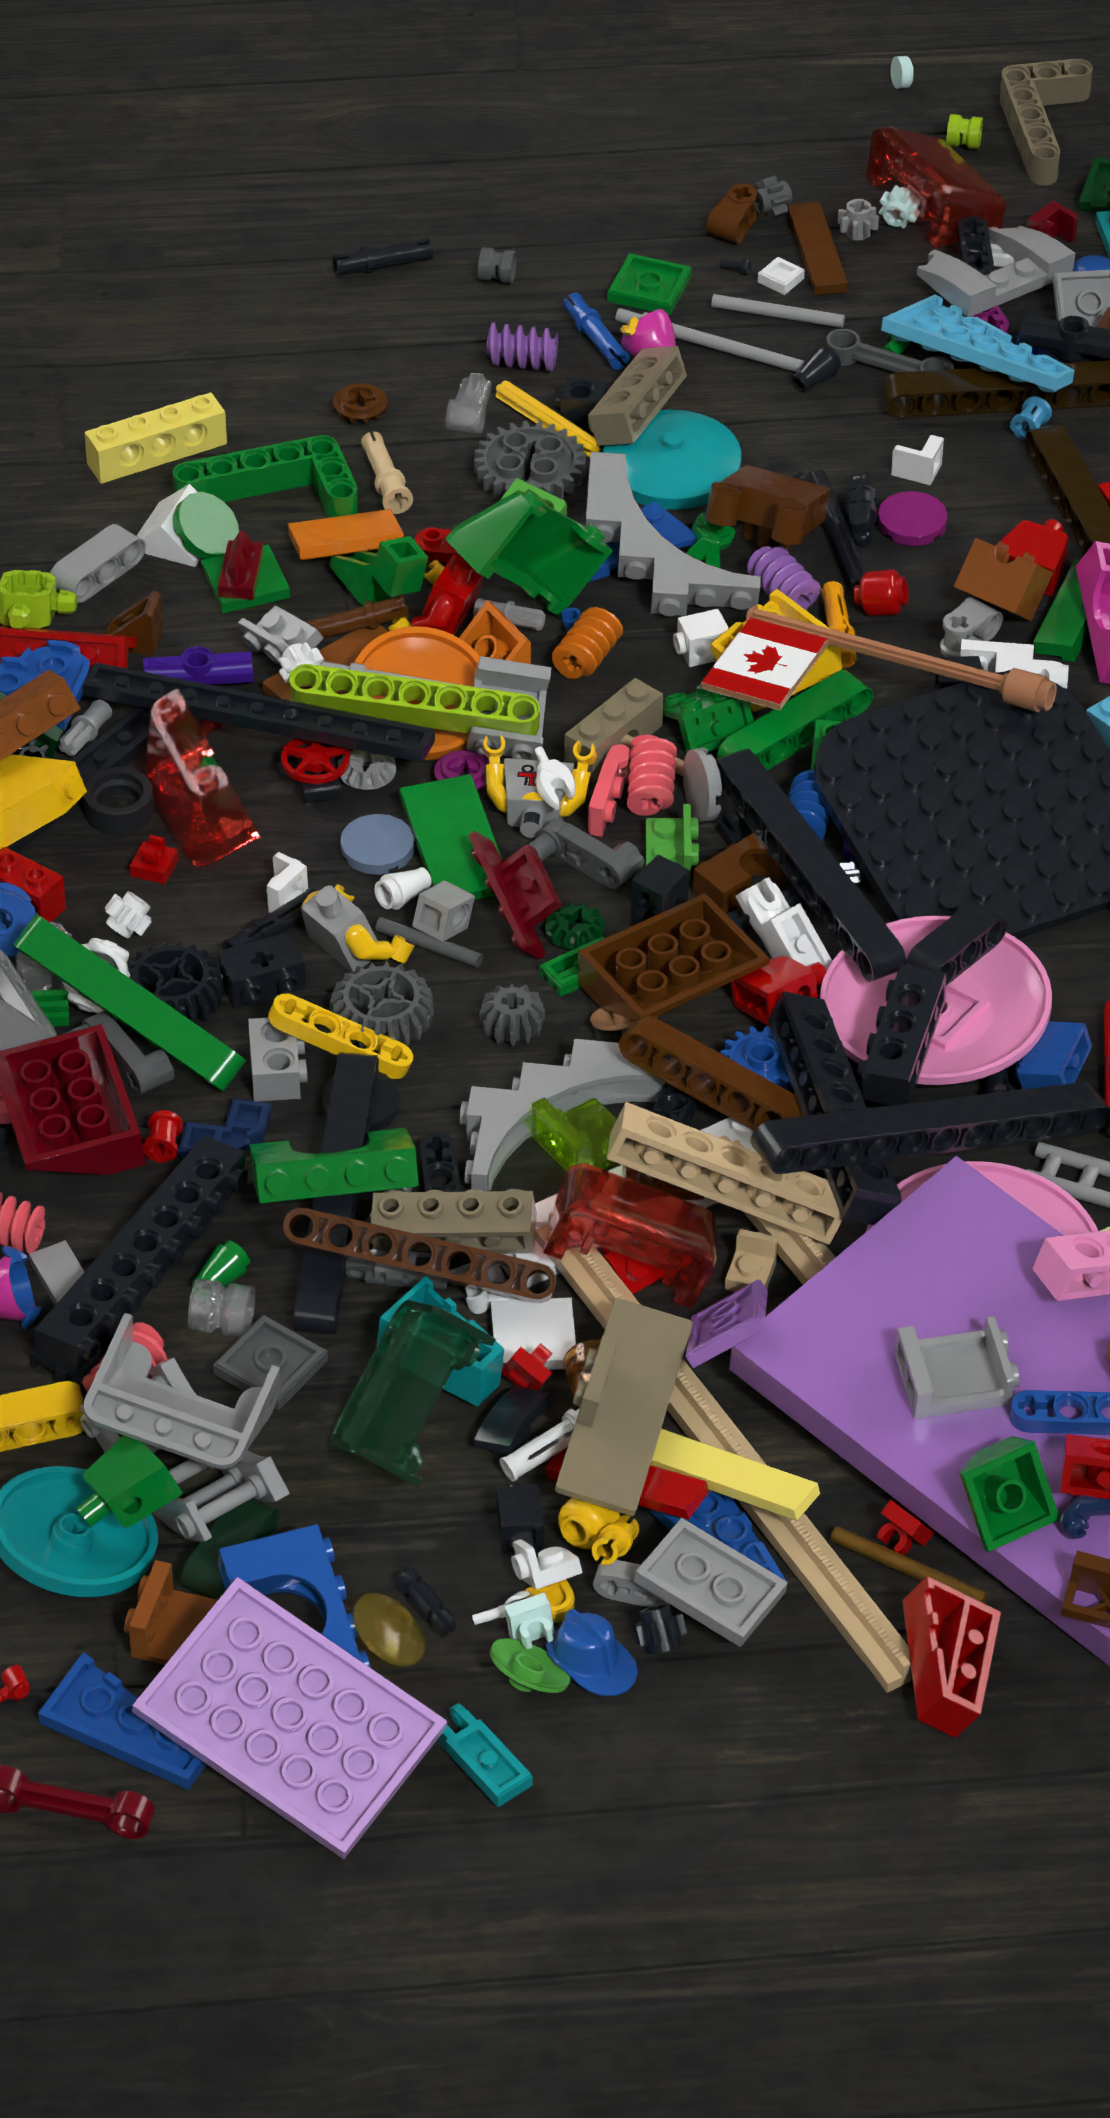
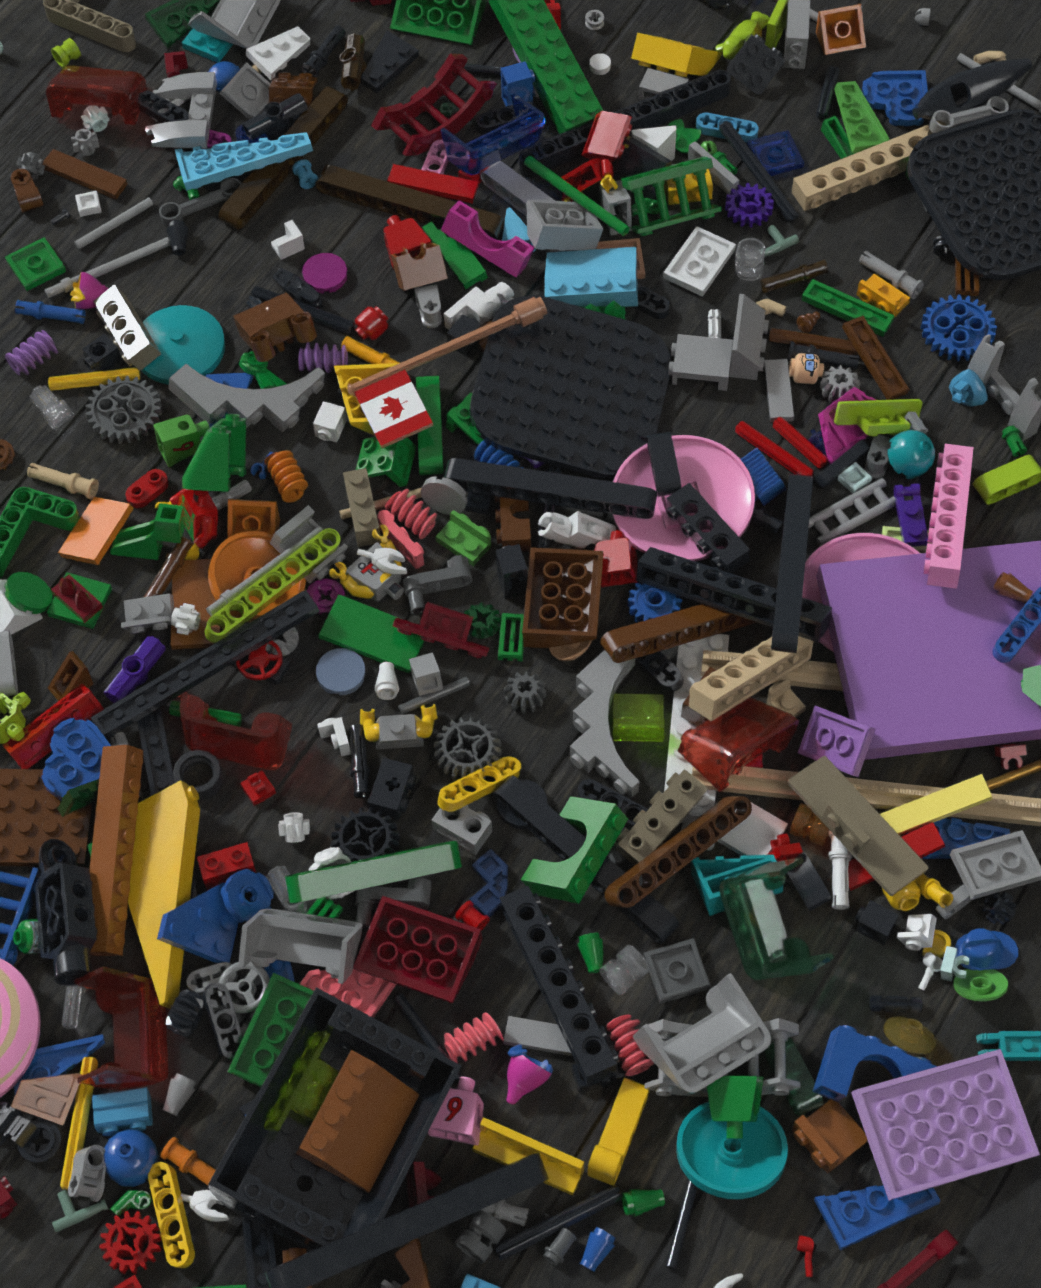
camera: 50 degrees left, 15 degrees up
(956, 1370) = (959, 661): light grey panel -> none

